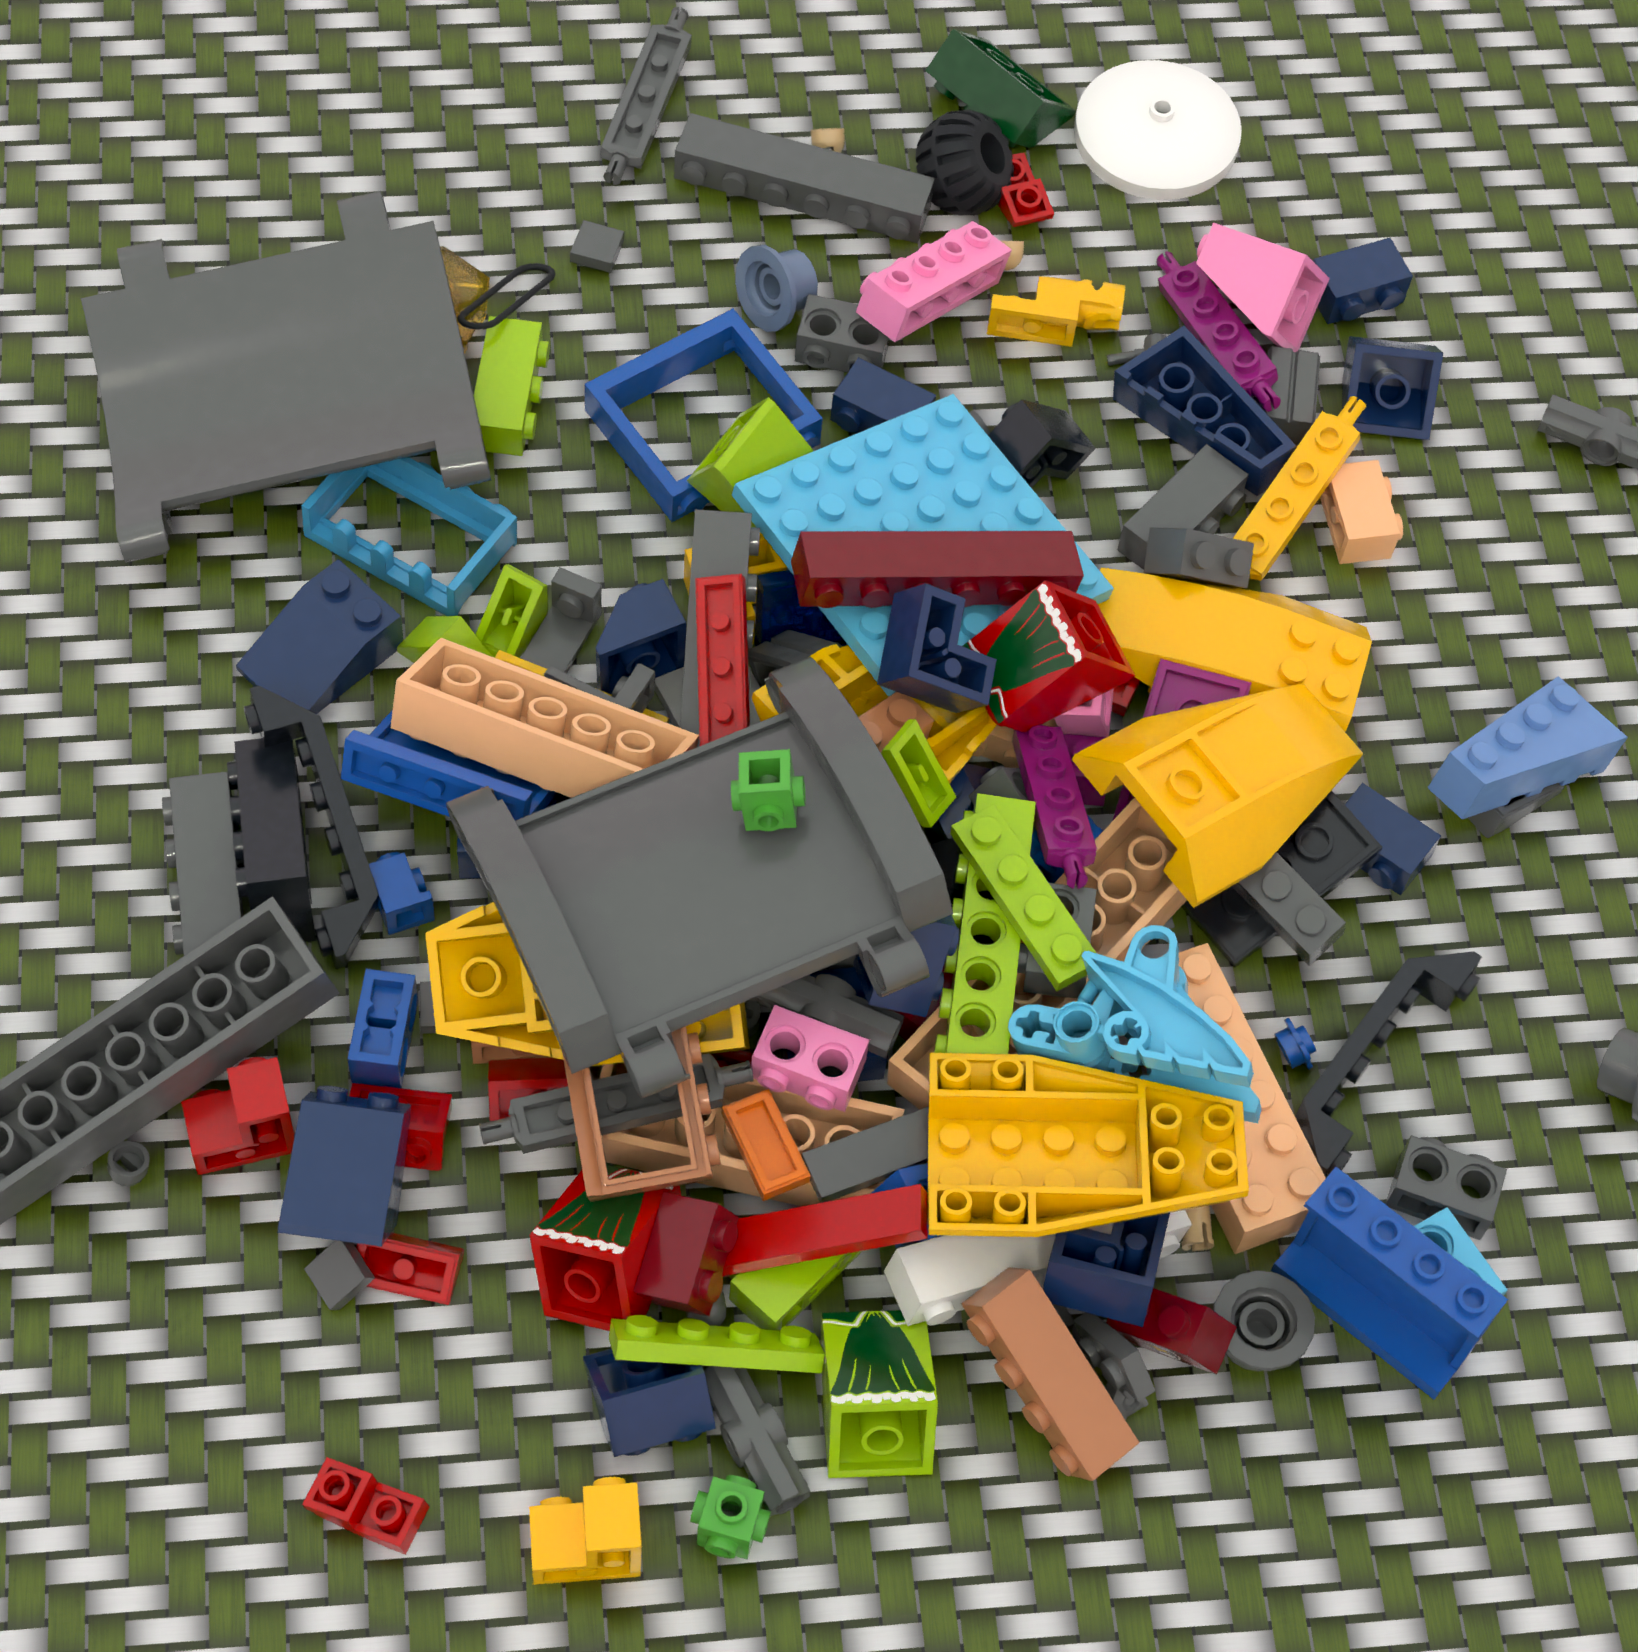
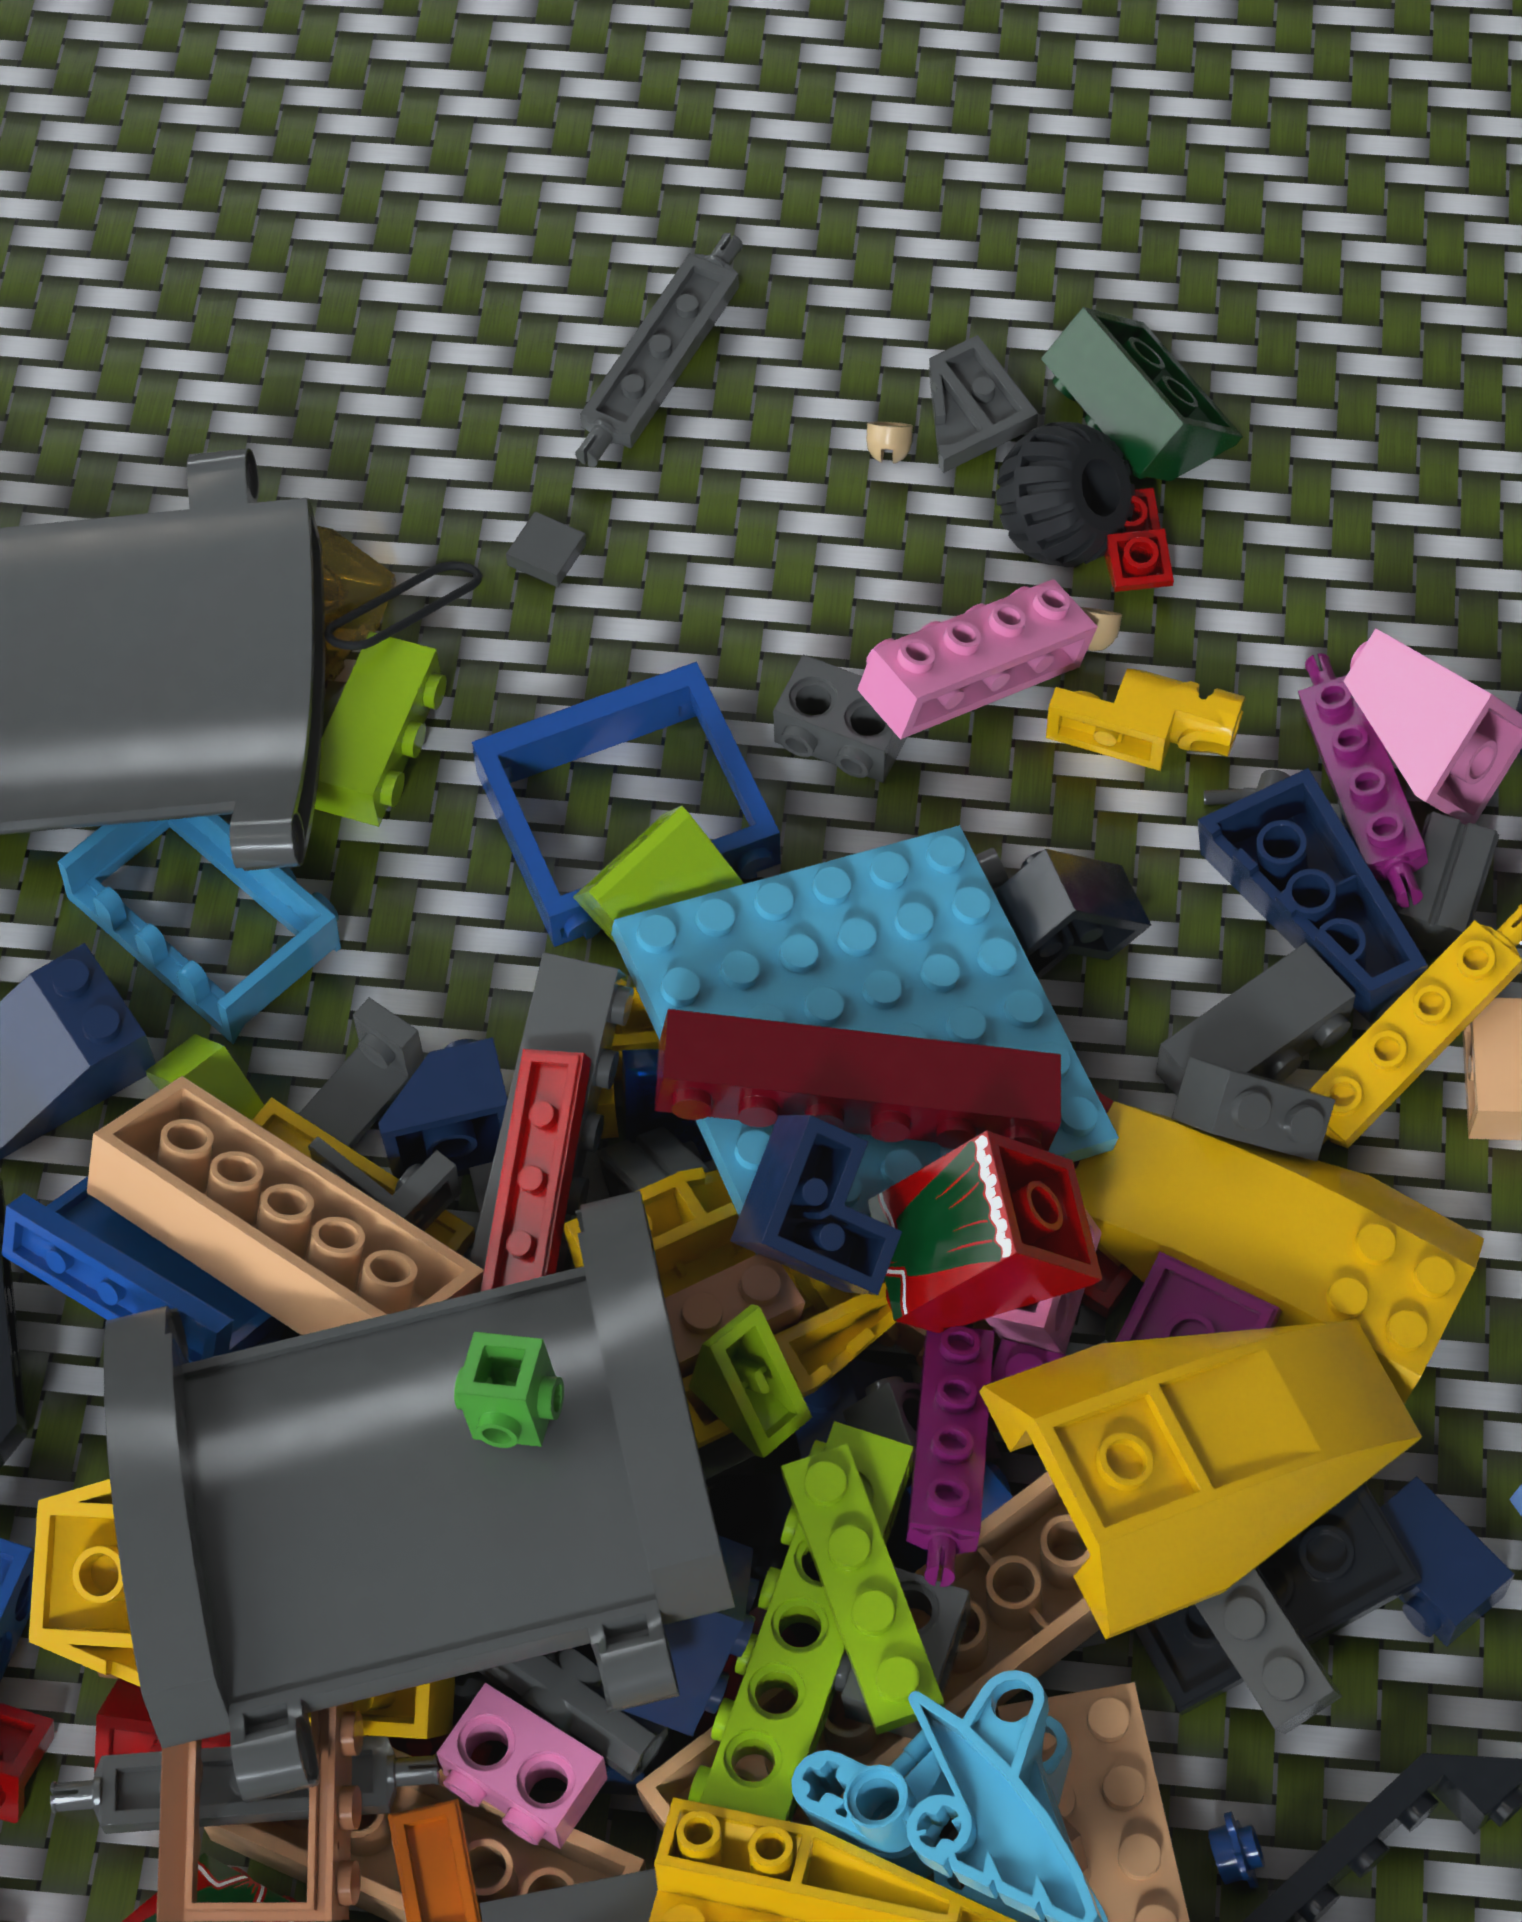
camera: 20 degrees right, 0 degrees up
(401, 893) = (56, 1420): blue brick -> none
(513, 612) = (300, 1050): lime slope -> none
(774, 285) = (763, 635): sand blue piece -> none
(803, 178) = (843, 489): dark grey brick -> none
(873, 397) = (861, 811): dark blue brick -> none
(882, 108) = (974, 403): none -> dark grey wing
(1157, 130) = (1350, 477): white dish -> none

